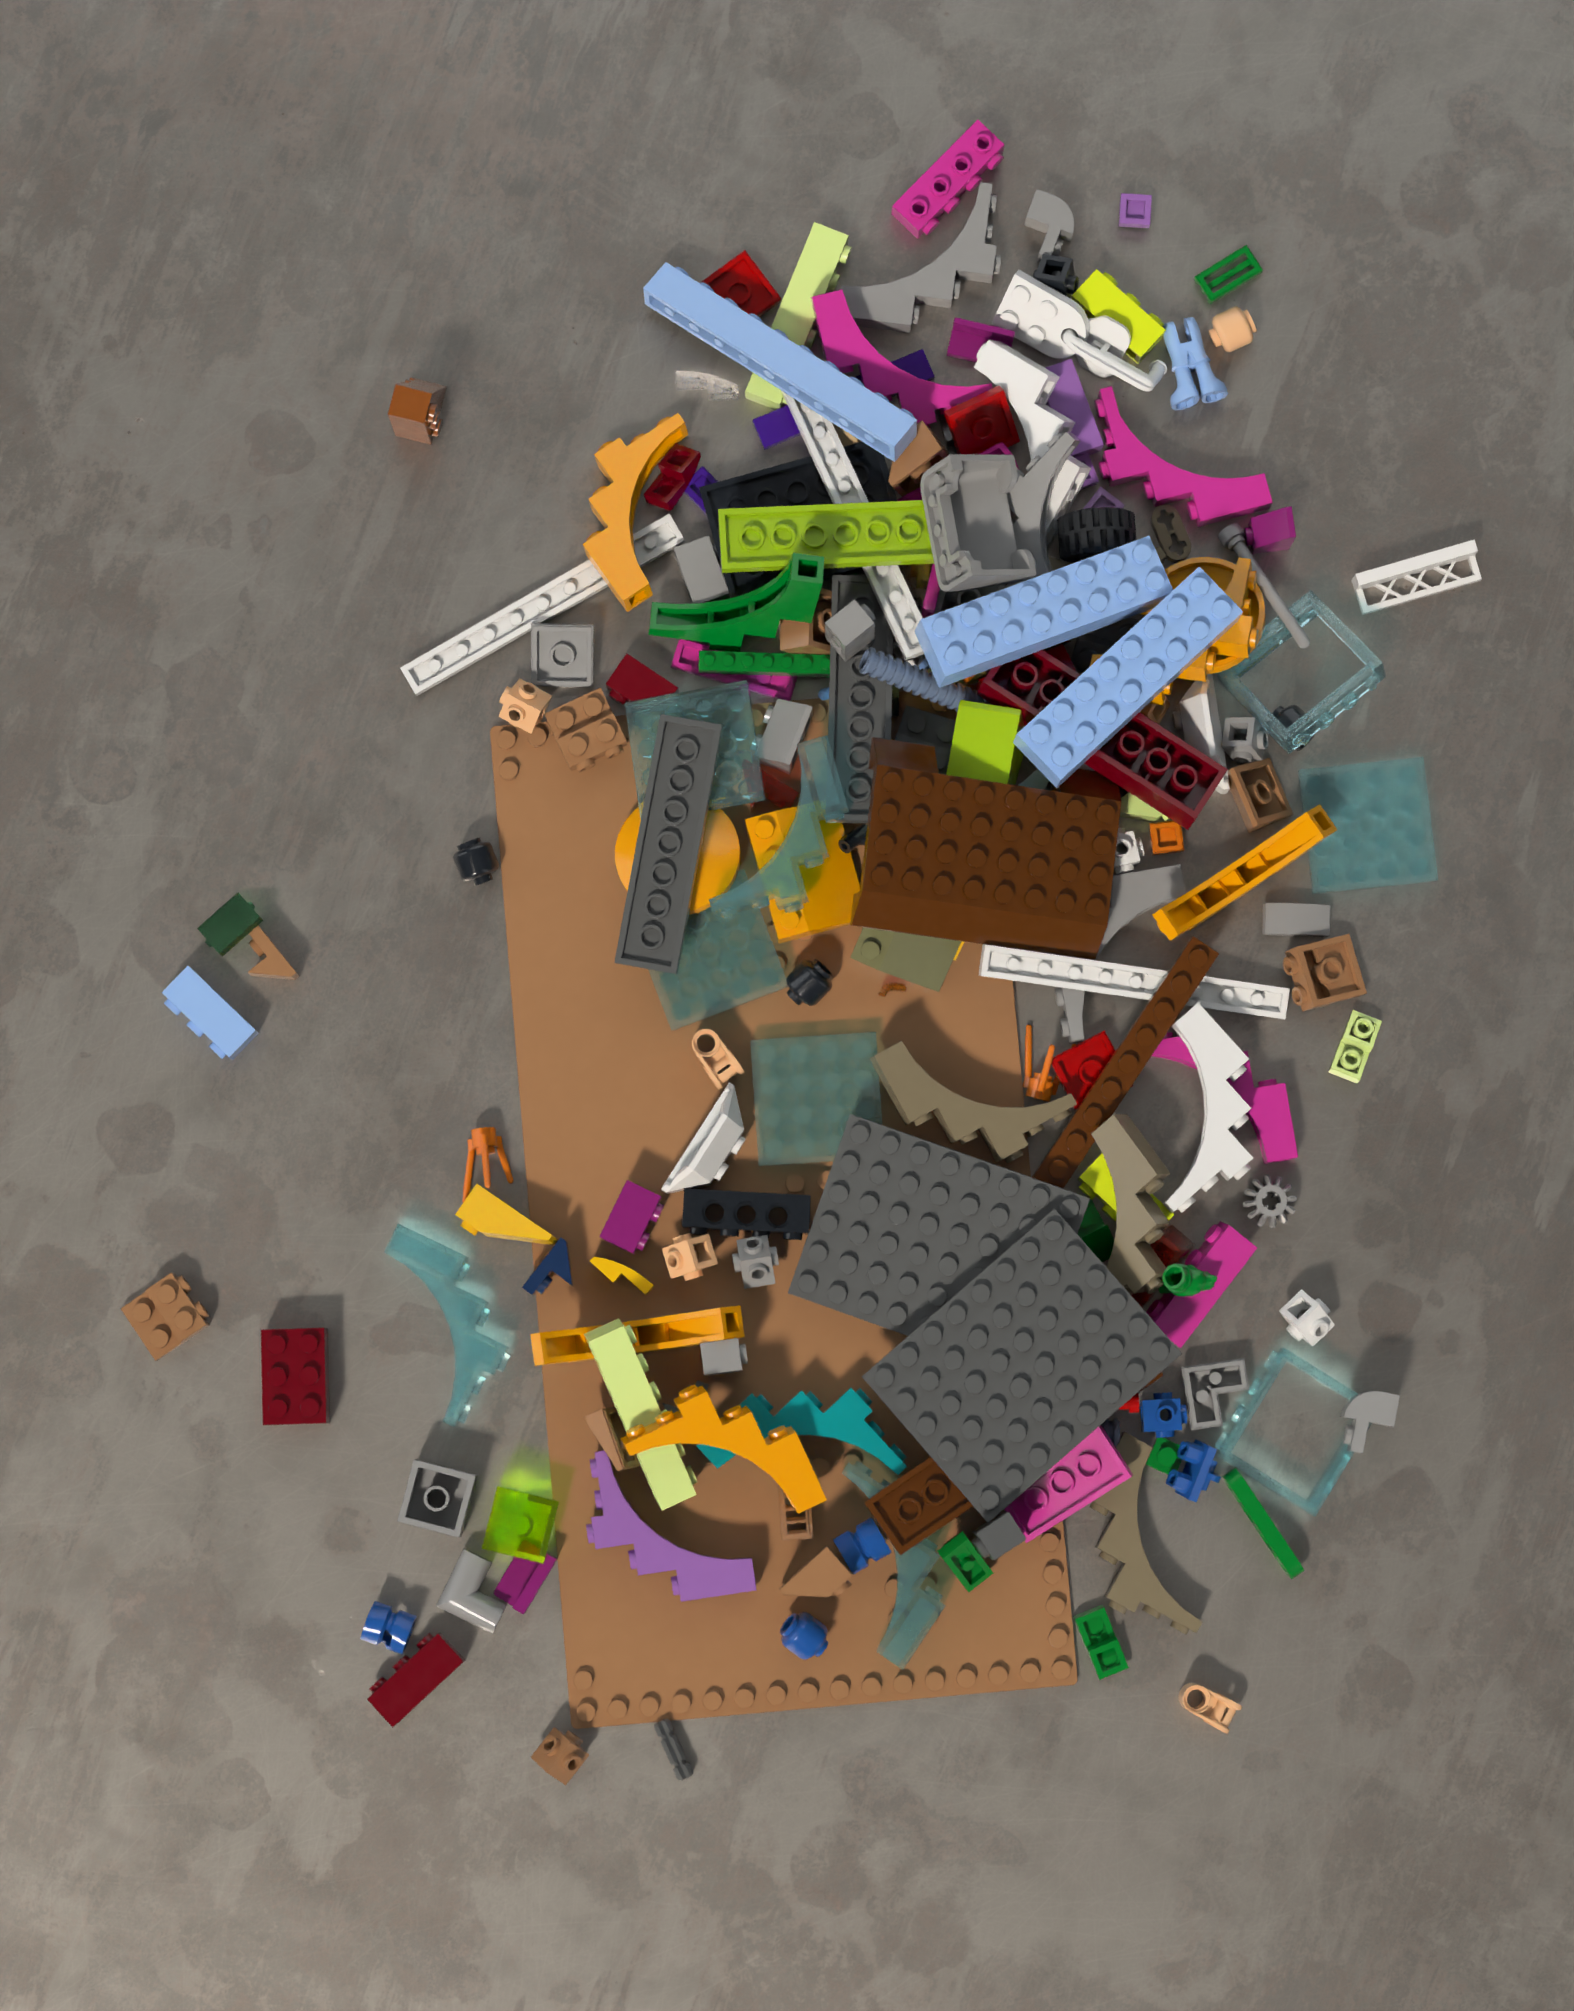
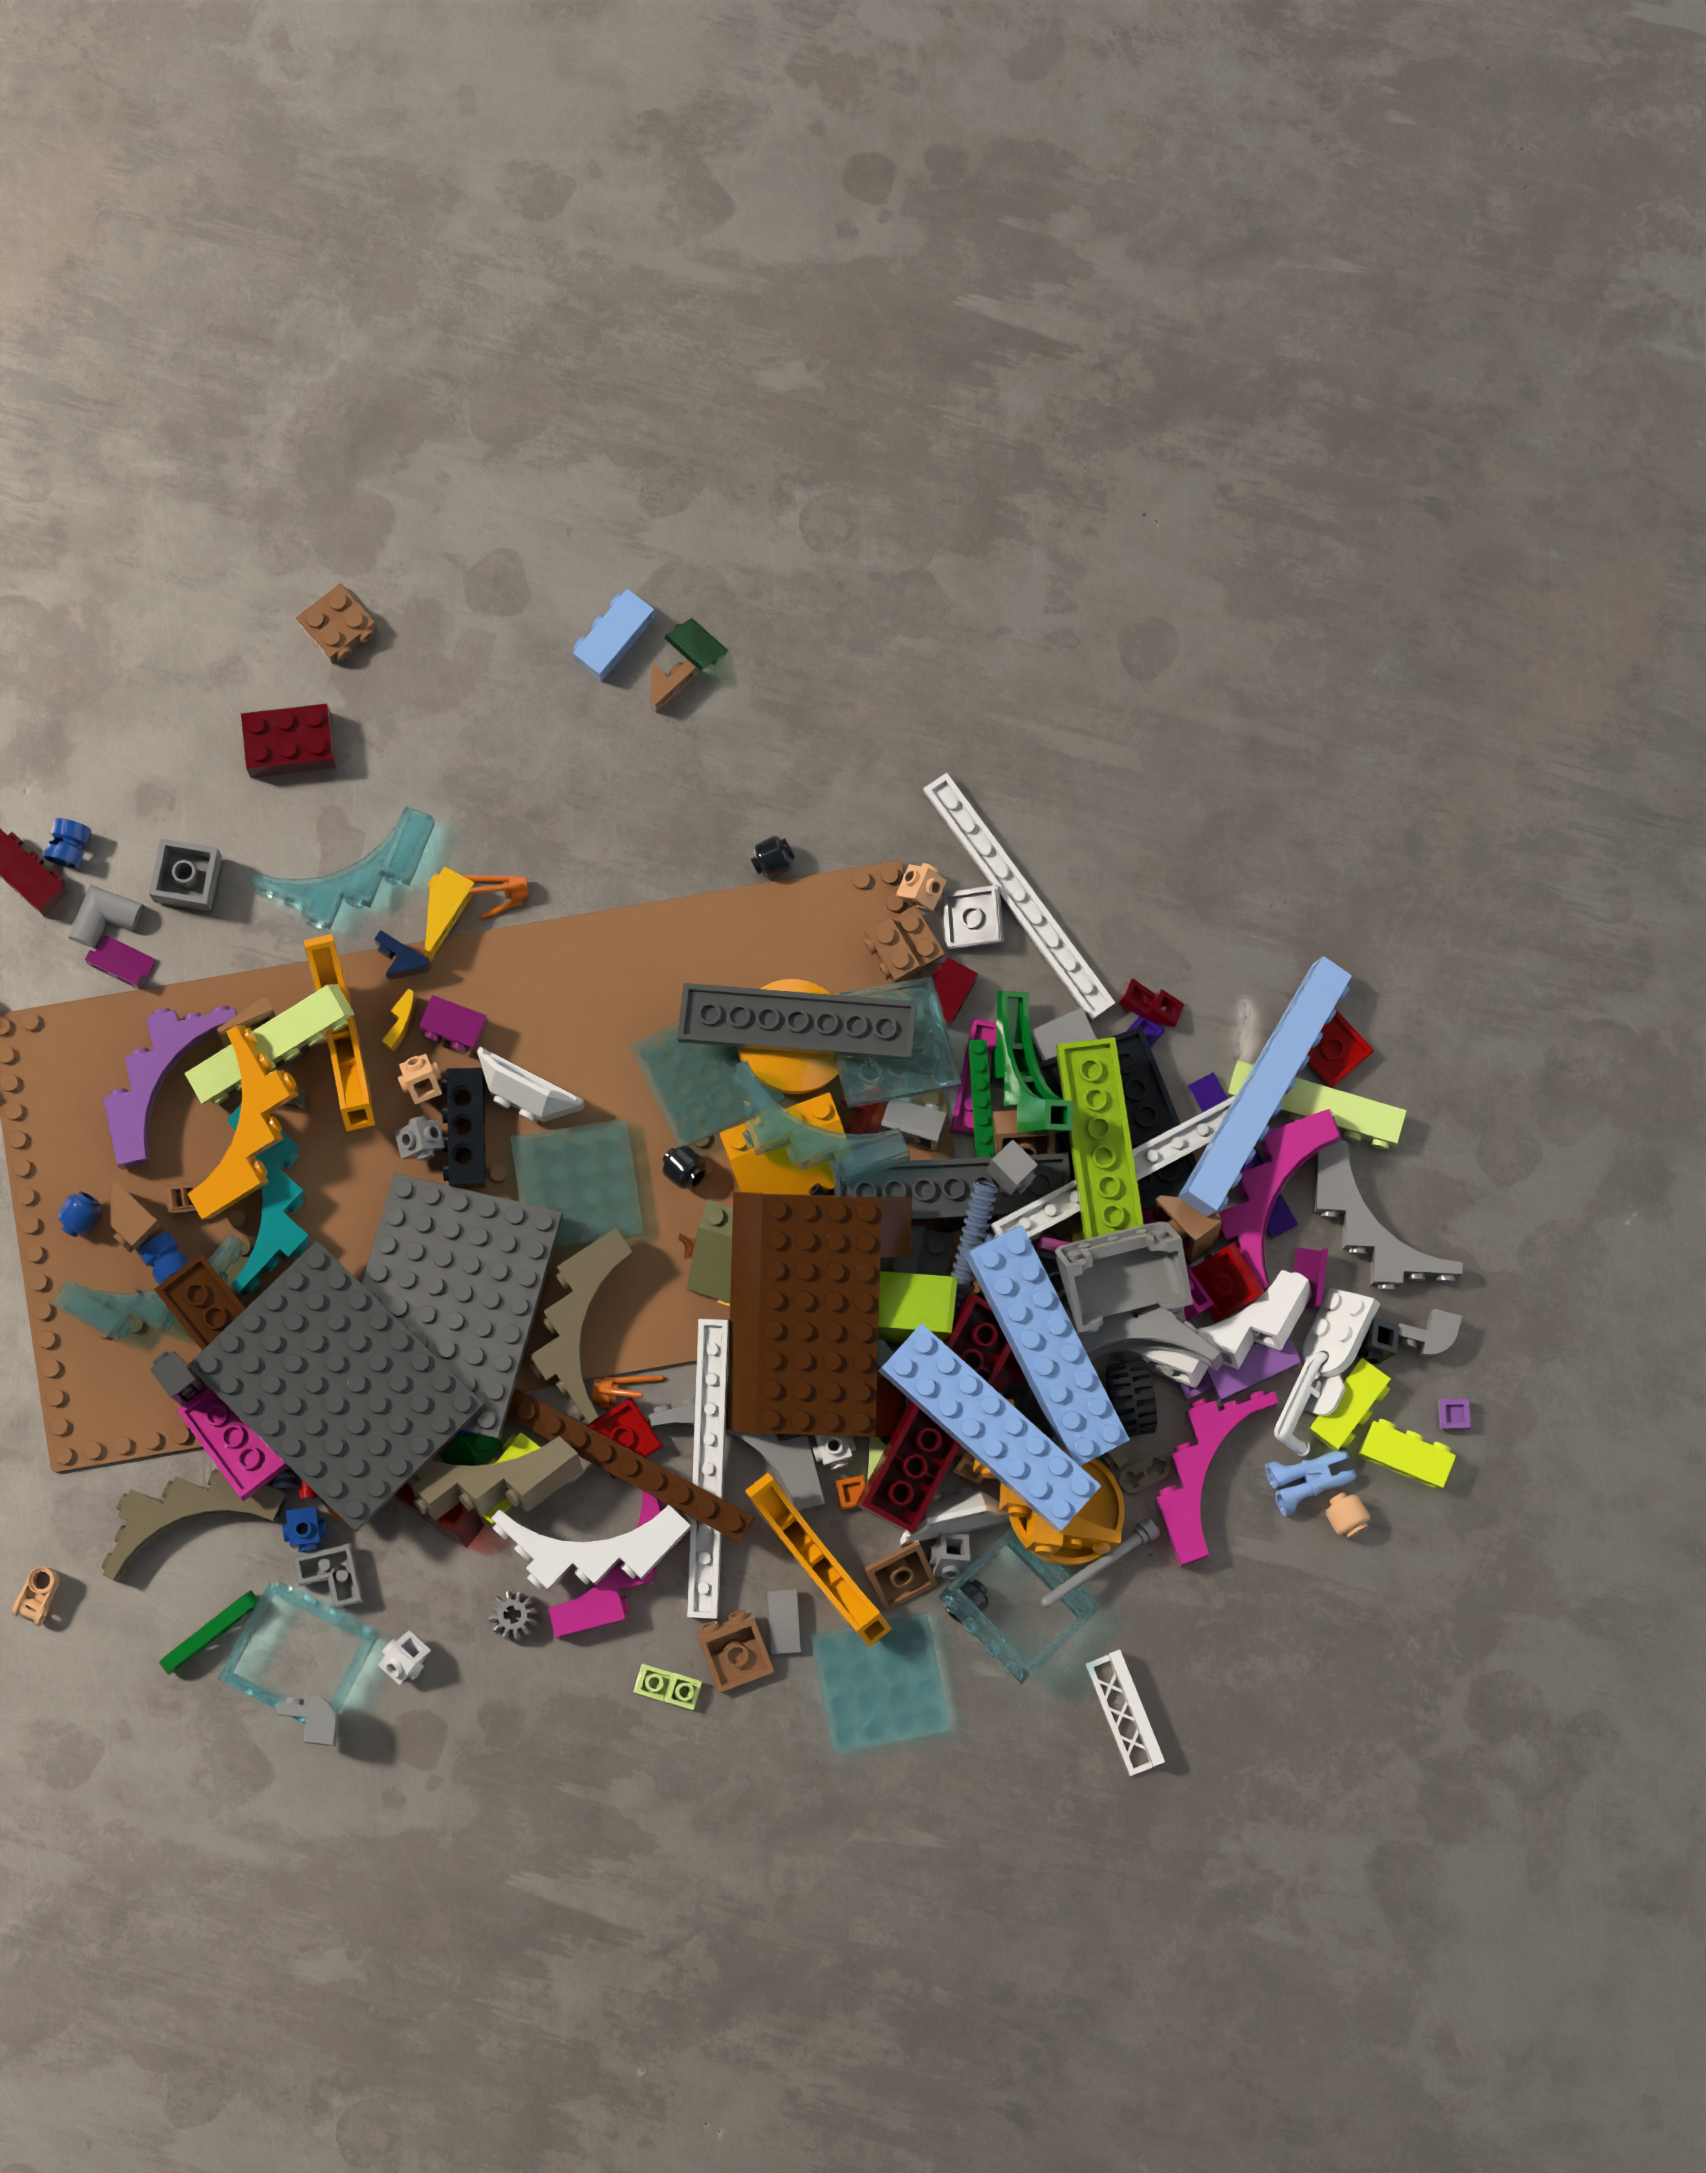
camera: 85 degrees right, 5 degrees down
(417, 409) = (1191, 763): dark orange wedge -> none
(520, 1524) = (166, 948): clear neon green slope -> none
(615, 506) = (1116, 951): light orange arch -> none
(716, 1059) = (606, 1089): light nougat piece -> none
(723, 1356) = (327, 1116): light grey brick -> none
(948, 179) = (1464, 1234): dark pink brick -> none
(965, 1561) = (155, 1345): green slope -> none
(1100, 1642) = (91, 1490): green slope -> none
(1103, 499) = (1166, 1406): lavender tile -> none
(1164, 1456) = (267, 1538): green plate -> none
(1173, 262) = (1407, 1454): none -> neon yellow brick
(1186, 1280) = (428, 1536): green animal -> none
(1197, 1470) = (252, 1567): blue hips -> none
(1207, 288) = (1393, 1515): green tile -> none
(1221, 1255) = (430, 1554): dark pink brick -> none
(1271, 531) = (1153, 1565): magenta slope -> none

